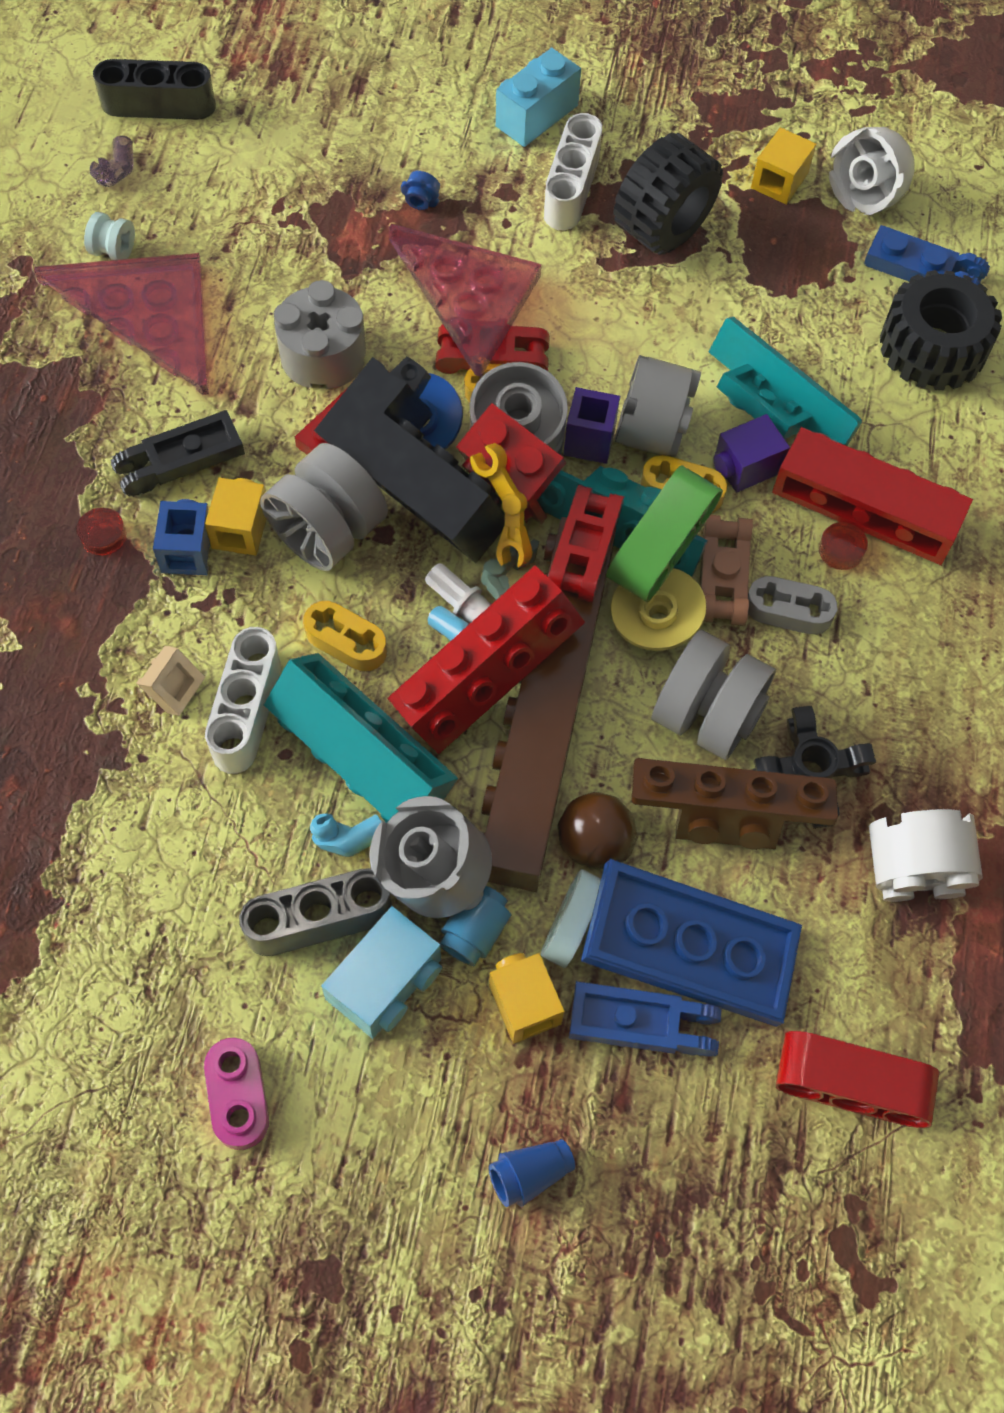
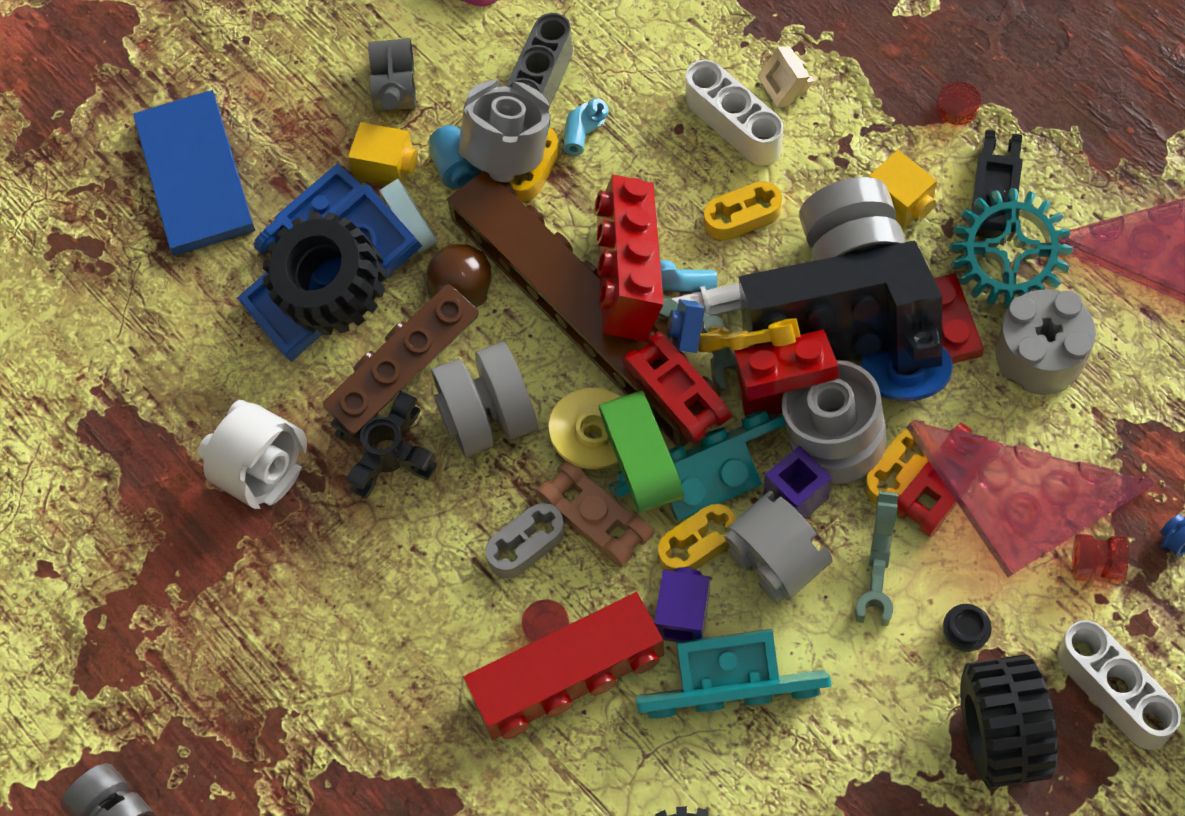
camera: 135 degrees right, 0 degrees up
(182, 538) = (909, 135): blue brick -> none
(240, 393) = (988, 248): none -> teal gear
(355, 736) = (646, 154): teal brick -> none
(383, 973) = (456, 71): medium azure brick -> none
(433, 1058) = (392, 75): none -> dark grey beam
(481, 221) = (1100, 558): none -> clear red wheel
(520, 557) = (685, 325): none -> blue plate
(530, 1171) = (280, 95): blue cone -> none
(594, 360) = (879, 558): none -> sand green piece
(602, 278) = (967, 627): none -> black plate
(681, 1202) = (193, 173): none -> blue tile
(750, 886) = (298, 256): none -> black tyre
(858, 1079) = (164, 312): red beam -> none

